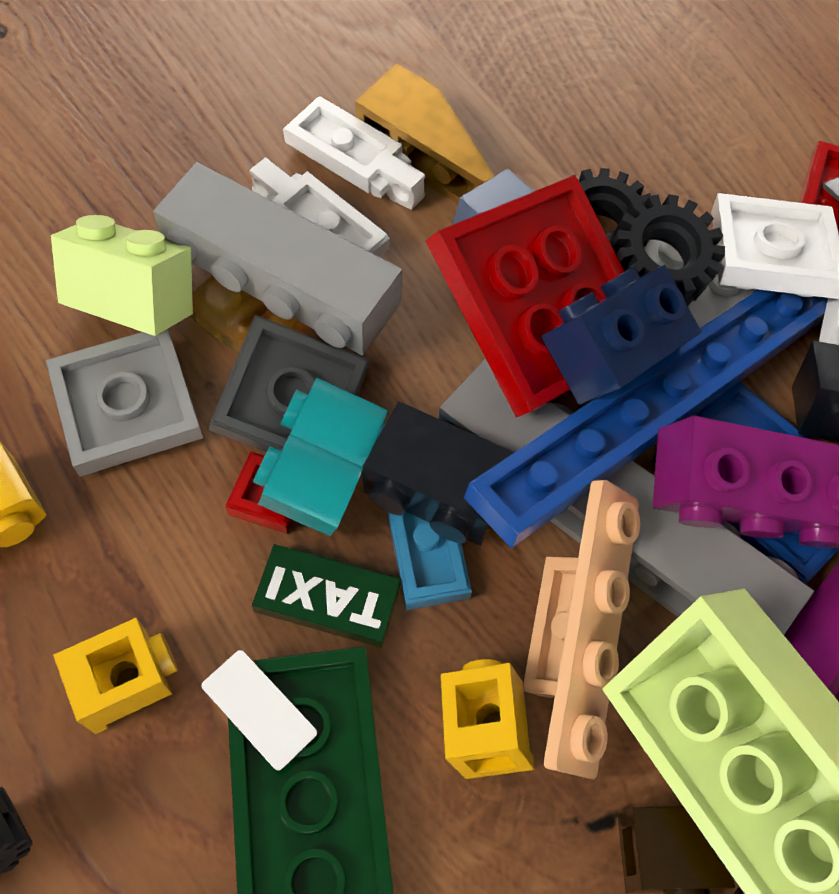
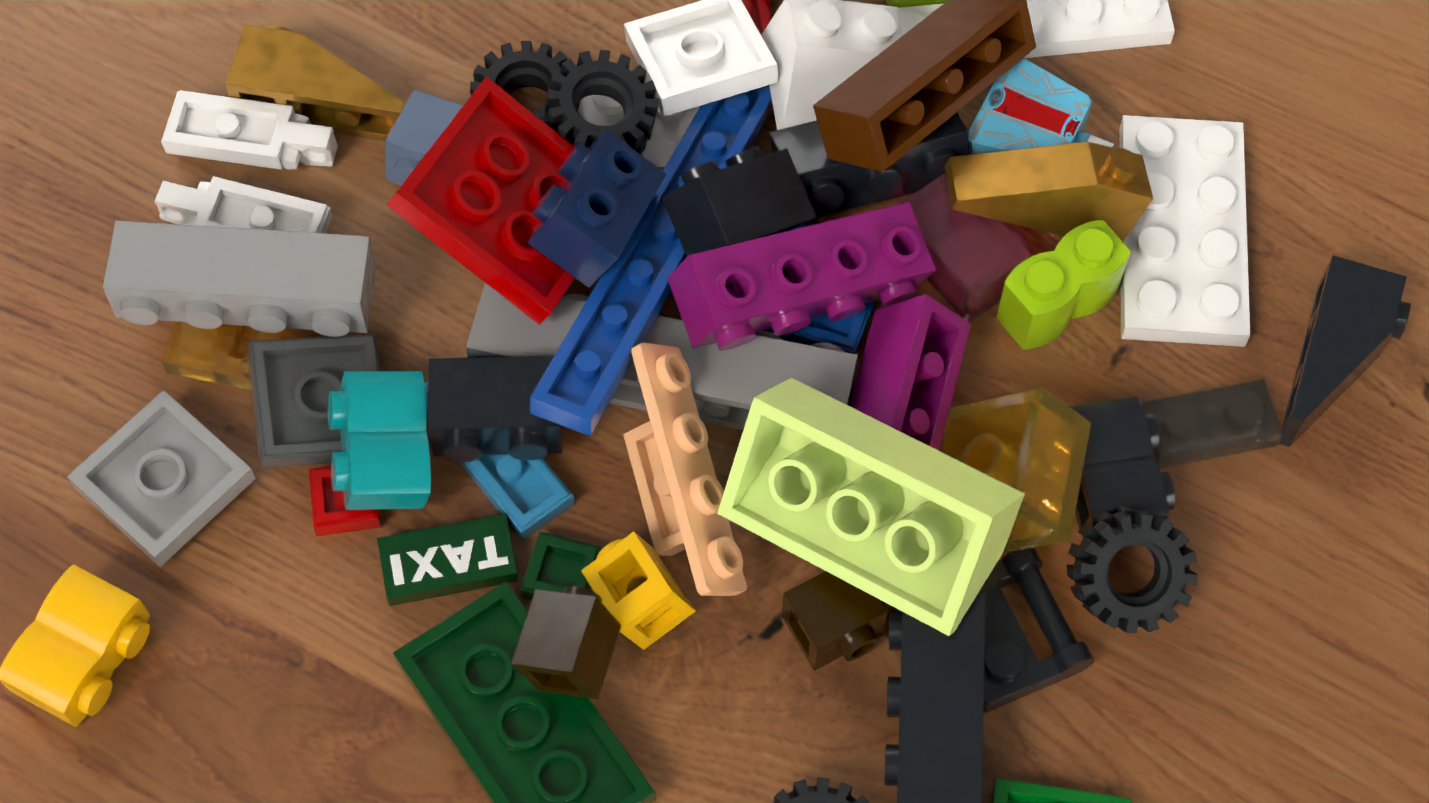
camera: 25 degrees left, 0 degrees up
(92, 671) = (300, 682): yellow brick -> none
(123, 274) = (97, 361): yellowish green brick -> none
(259, 710) = (442, 672): white sticker -> none
(387, 748) = (567, 642): none -> dark brown brick
(421, 657) = (557, 564): none -> dark green tile
(760, 386) = (738, 203): none -> black brick

